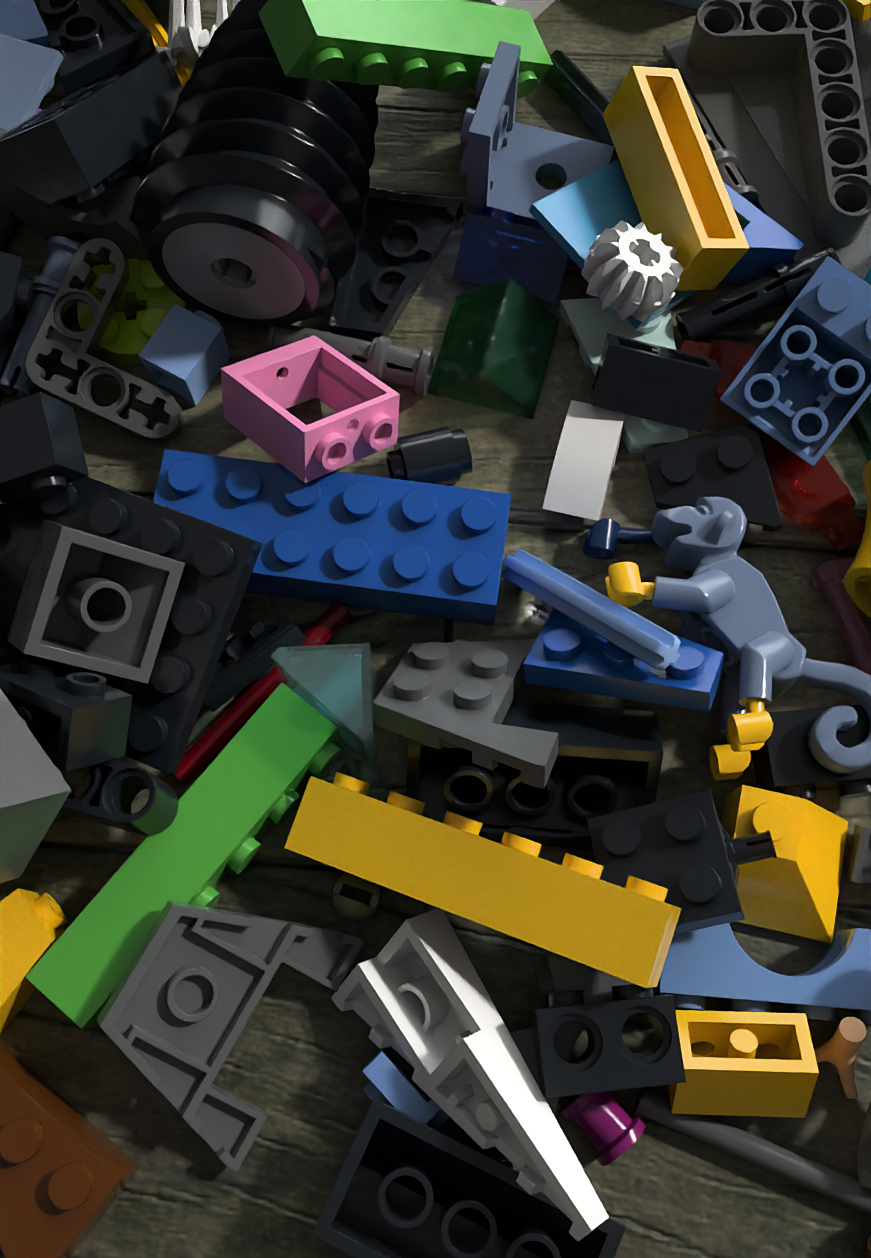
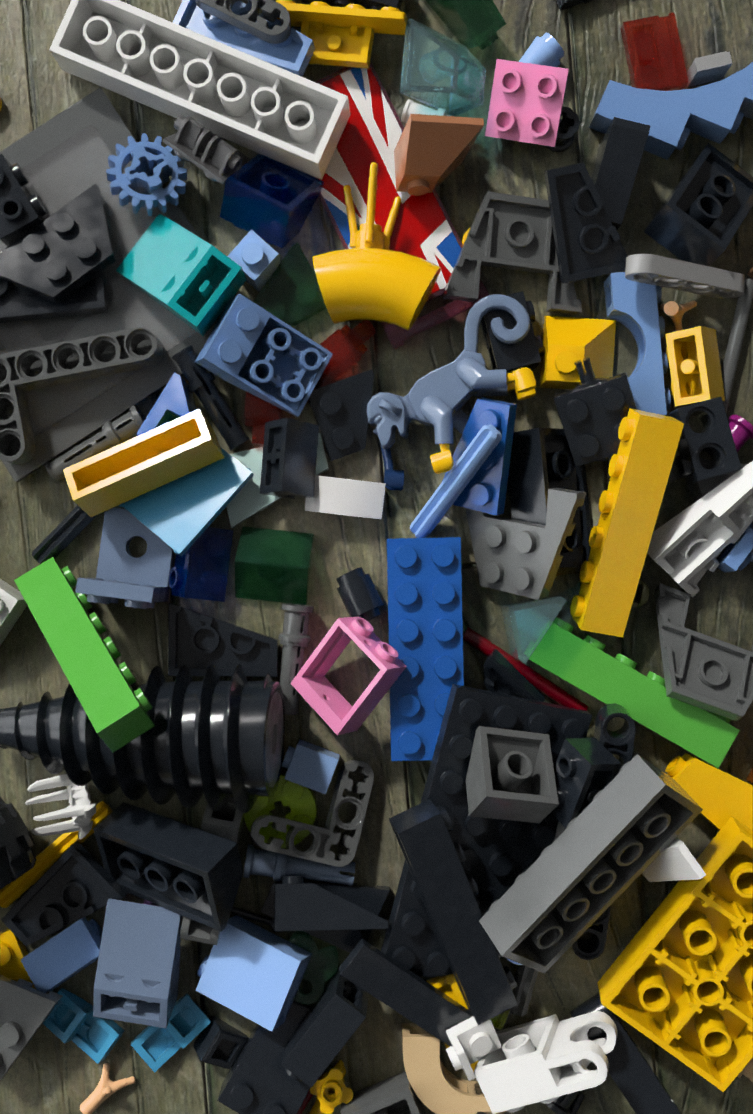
camera: 105 degrees left, 15 degrees up
(631, 271) = (224, 482): white gear -> none

